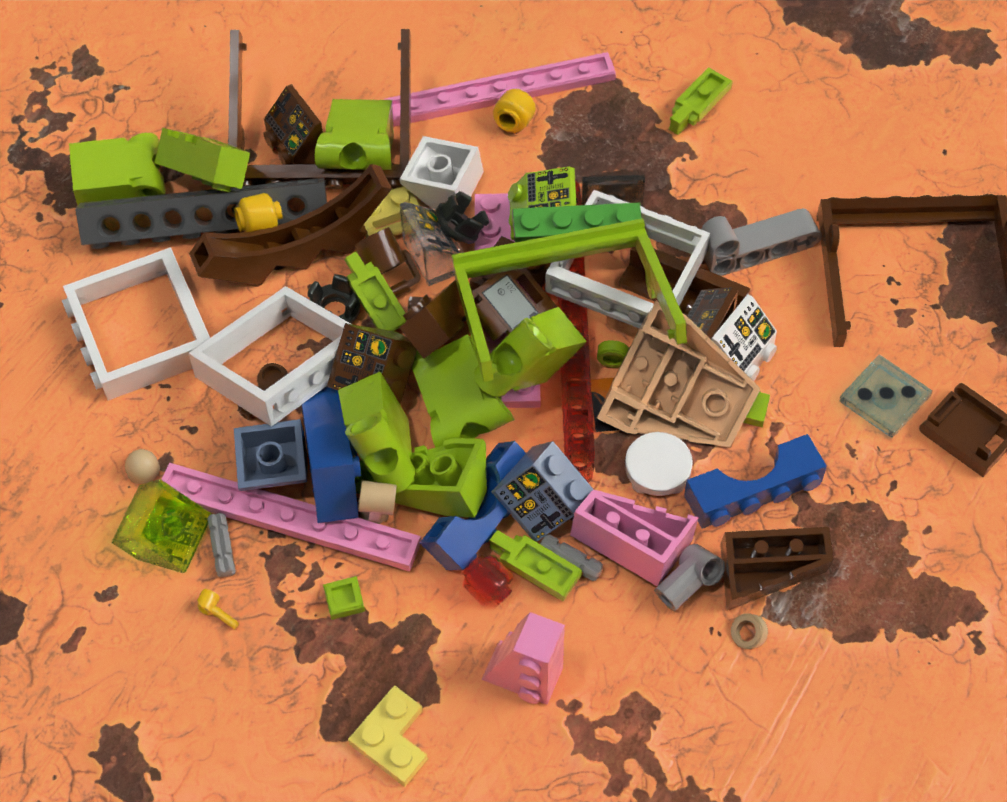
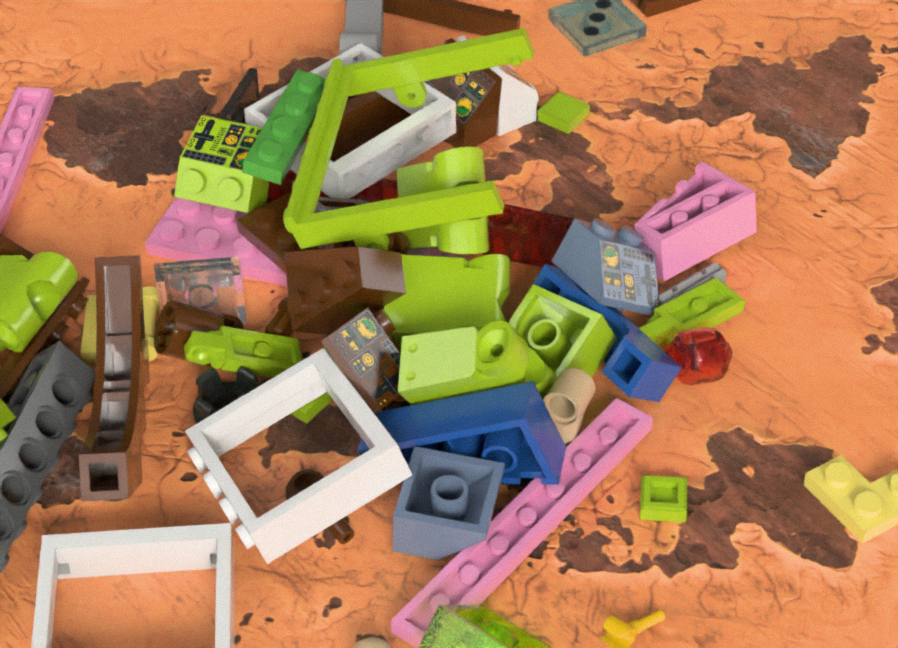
camera: 70 degrees left, 15 degrees down
(221, 545) = (537, 601): light grey axle -> none
(257, 213) = (61, 420): yellow head -> none
(442, 170) = (106, 232): white slope -> none
(456, 223) = (190, 242): pearl dark grey piece -> none
(514, 110) = (47, 176): yellow head -> none
(529, 659) = (834, 325): bright pink wedge -> none
(658, 464) = (604, 192): white tile -> none
(678, 387) = (528, 127): light nougat wedge -> none
(695, 568) = (771, 215): light grey piece -> none
(698, 99) = (140, 39): lime hinge -> none
(719, 497) = (658, 100): blue arch -> none
(760, 627) = (832, 173): tan piece -> none
(772, 560) = (770, 139): reddish brown wedge -> none

